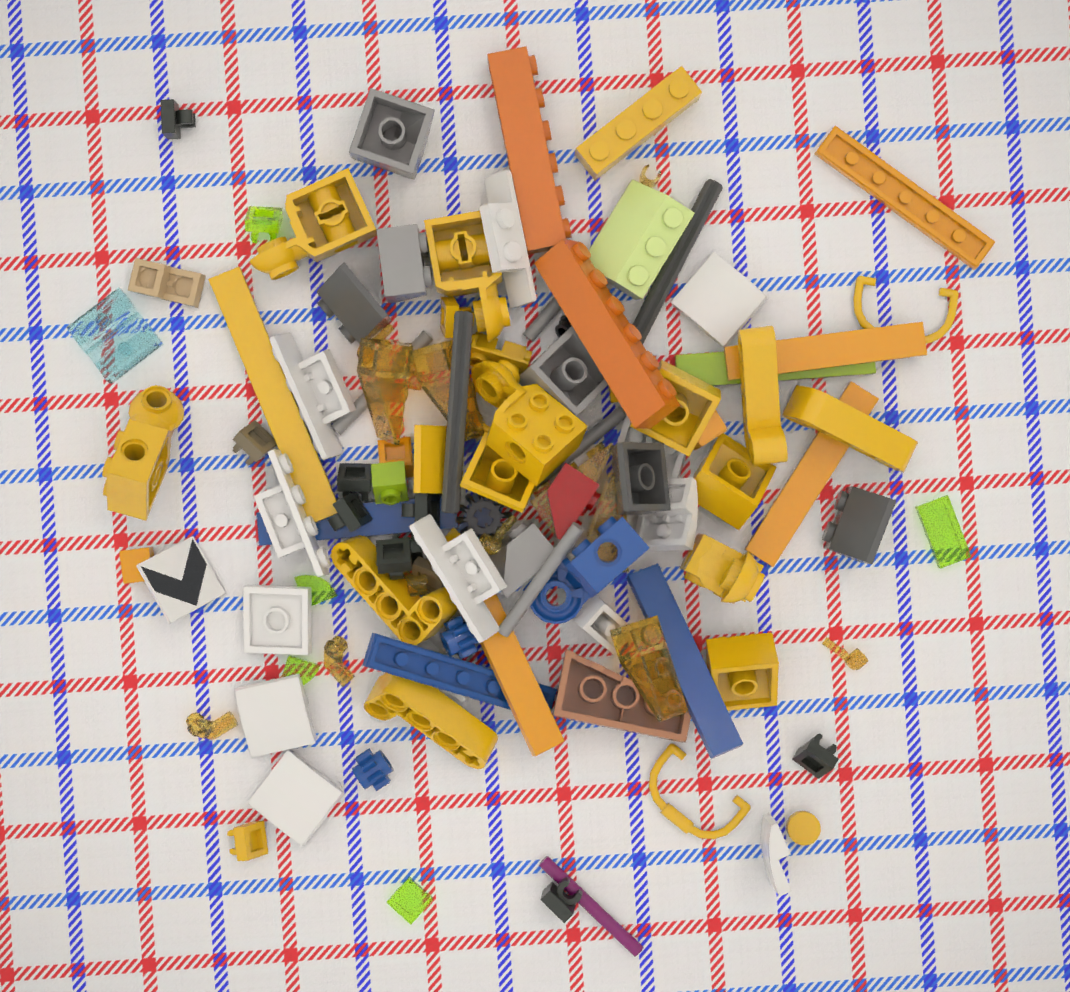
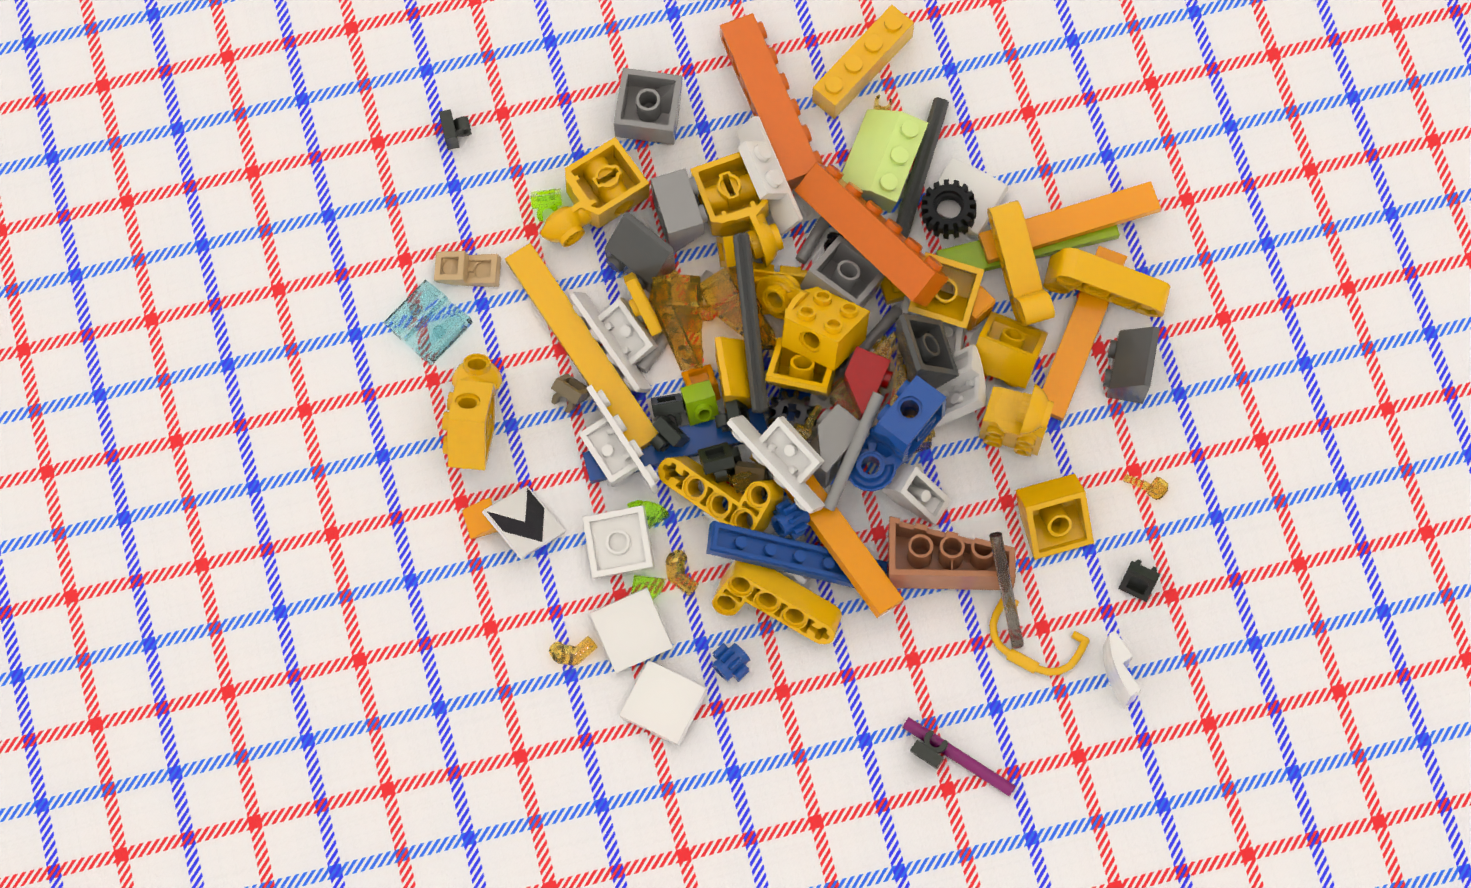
camera: 10 degrees left, 15 degrees down
(249, 840) = (627, 748): yellow tile -> none
(344, 361) = (640, 304): none -> yellow plate
(410, 900) = (787, 781): clear neon green tile -> none
(650, 667) = (965, 511): clear yellow slope -> none
(673, 752) = (1006, 589): none -> clear smoke bar
(695, 680) = (999, 509): blue tile -> none
(703, 295) = (948, 192): none -> black tyre
(803, 828) = (1143, 648): yellow tile -> none
(904, 197) = (1112, 85): light orange tile -> none
(943, 531) = (1211, 362): clear neon green tile -> none
(953, 294) = (1164, 158): yellow piece -> none

